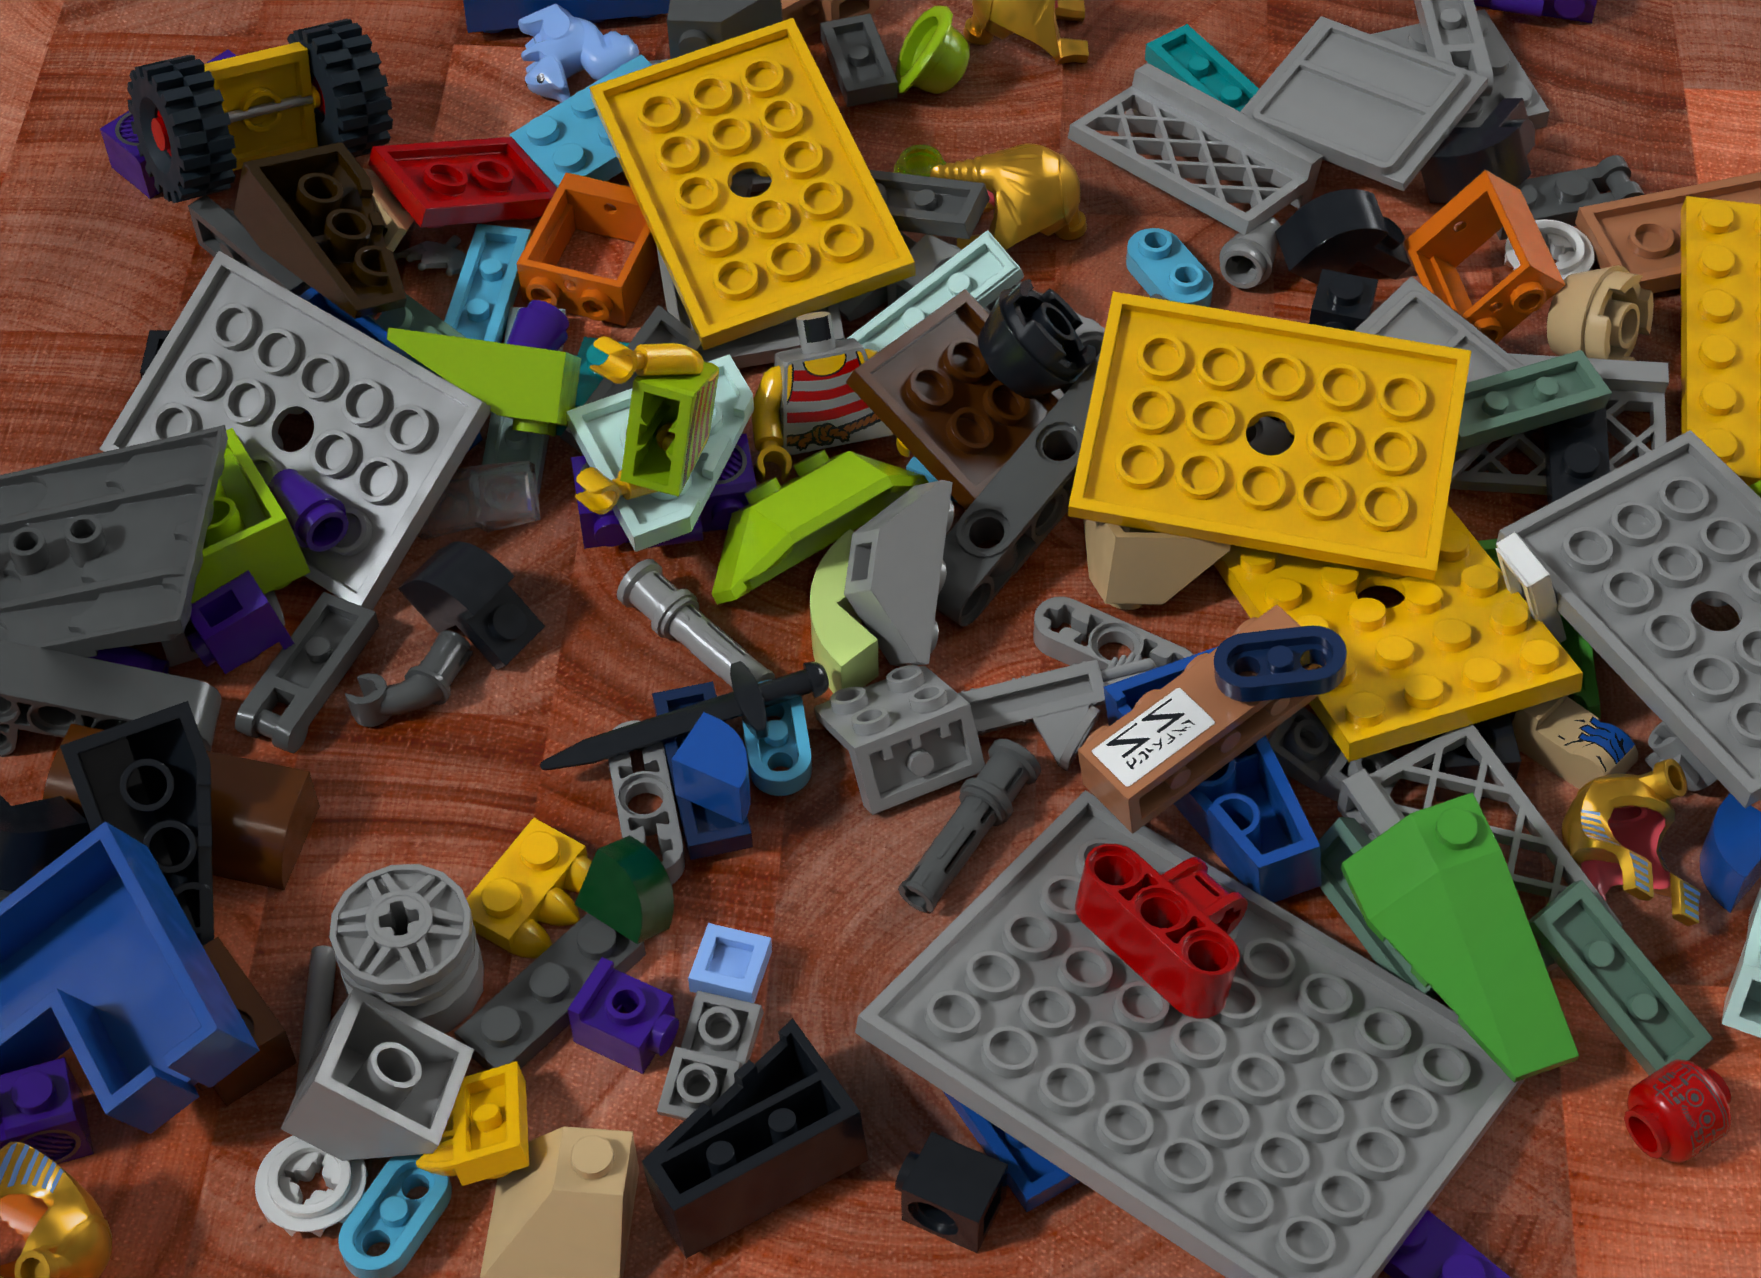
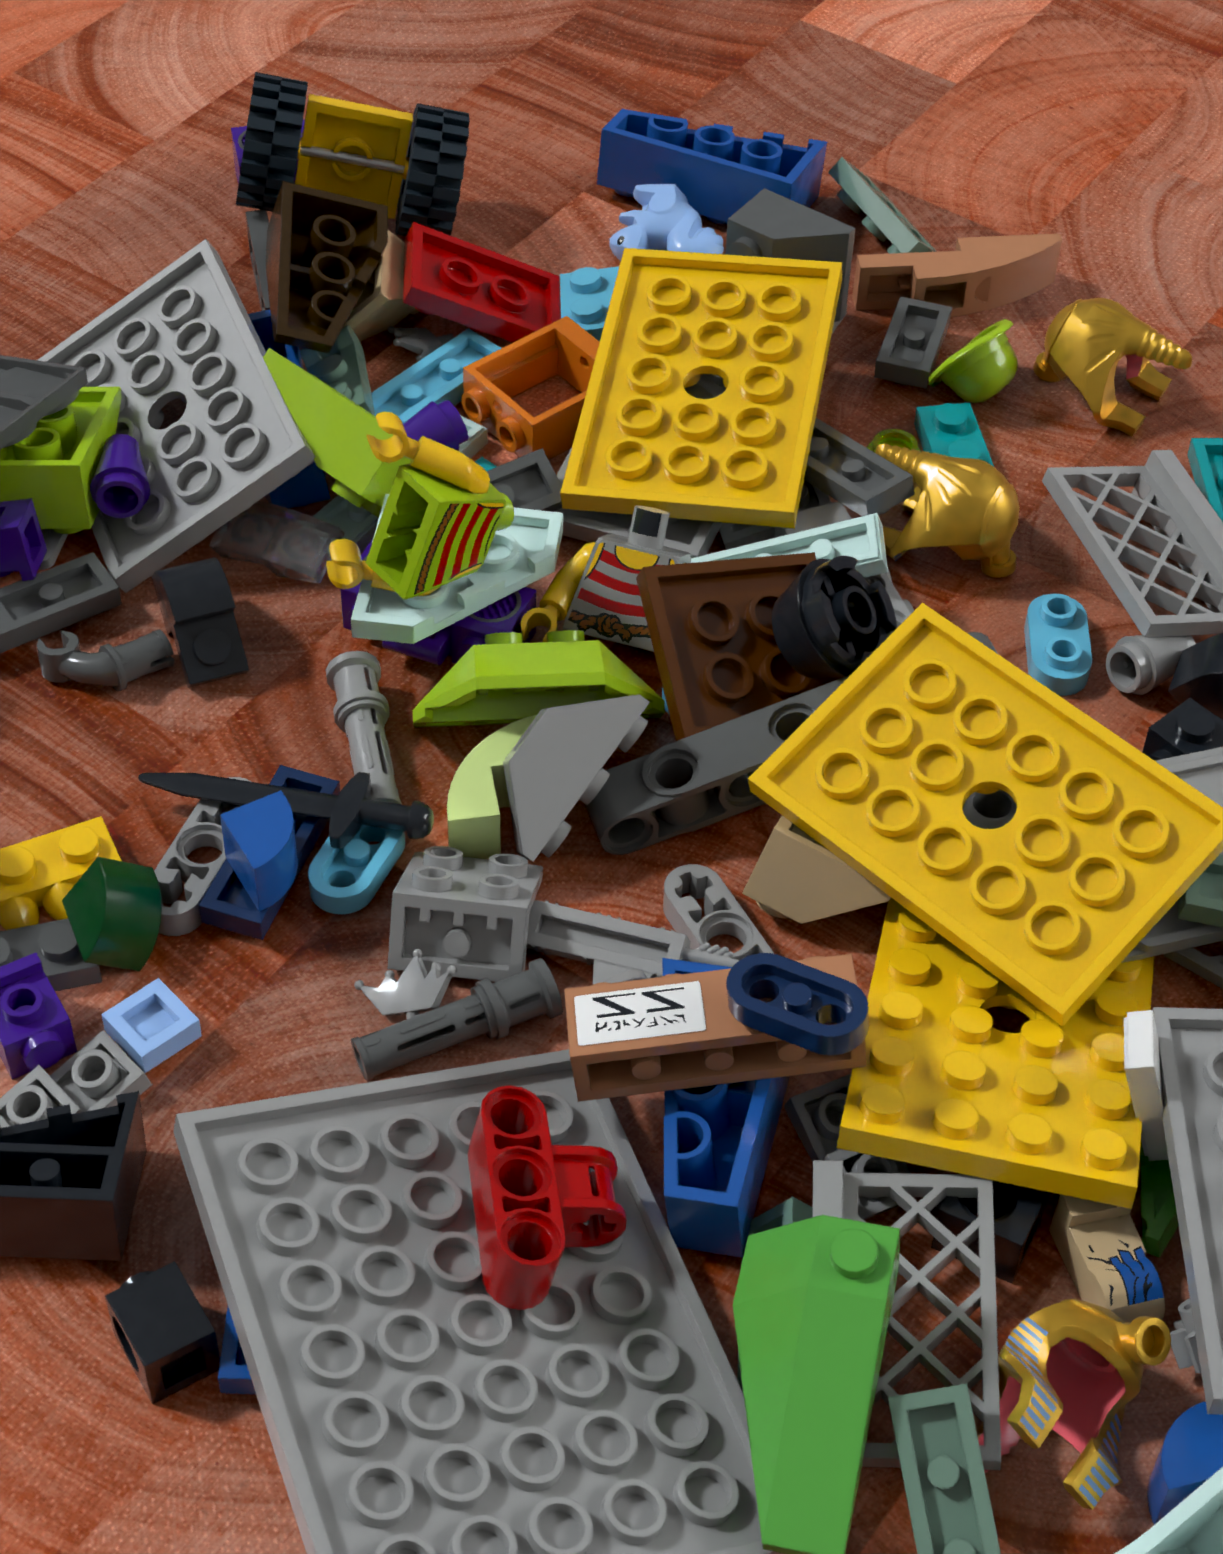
camera: 30 degrees right, 5 degrees down
(911, 821) = (413, 991): none -> light grey piece
(954, 131) = (951, 431): none -> teal plate

